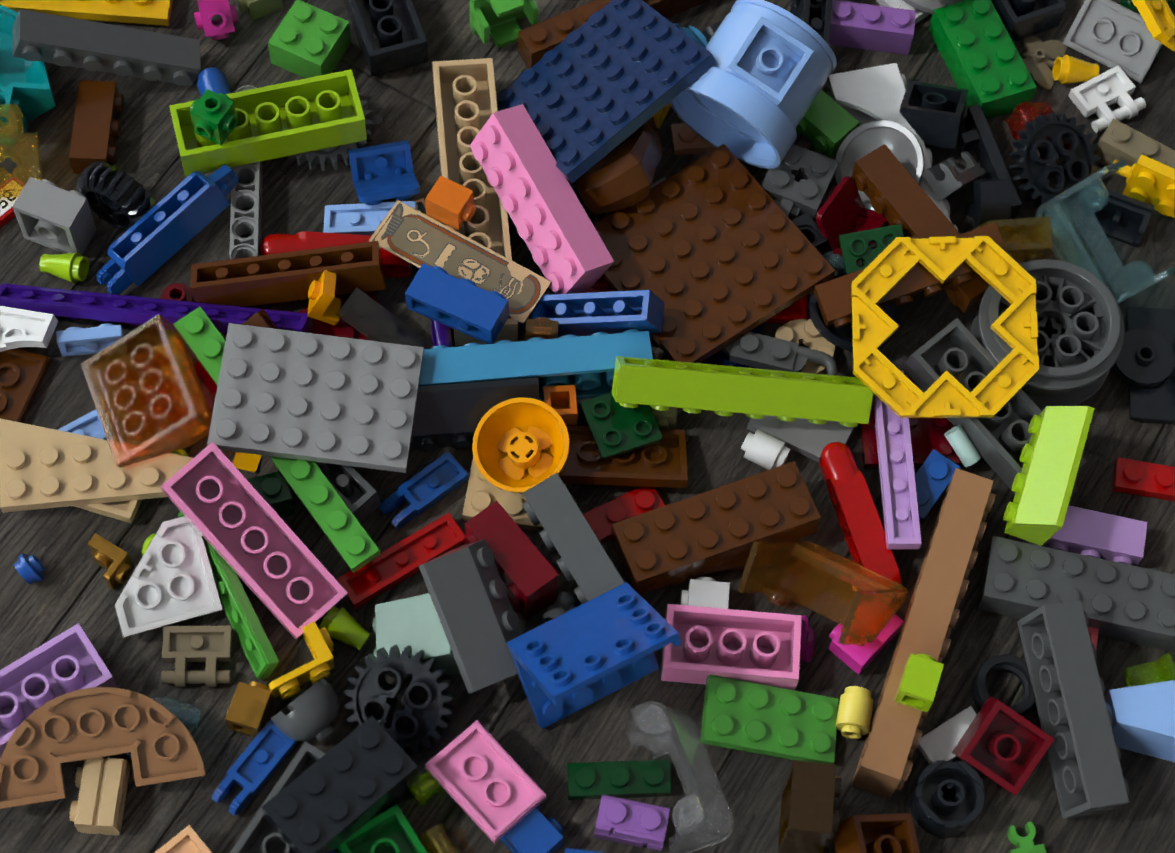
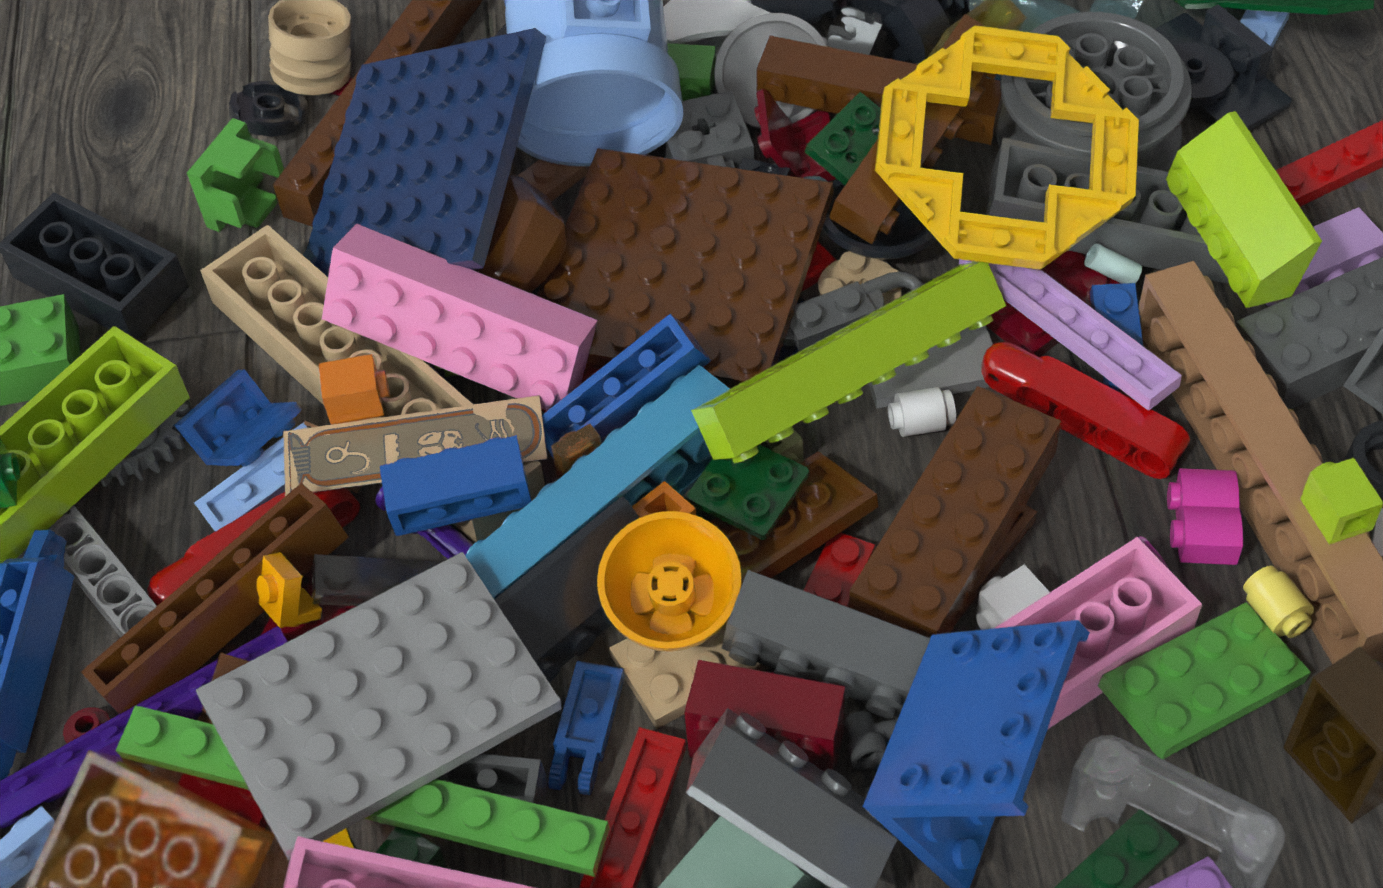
camera: 30 degrees left, 10 degrees down
(824, 584) = (1132, 492): clear orange windscreen -> none

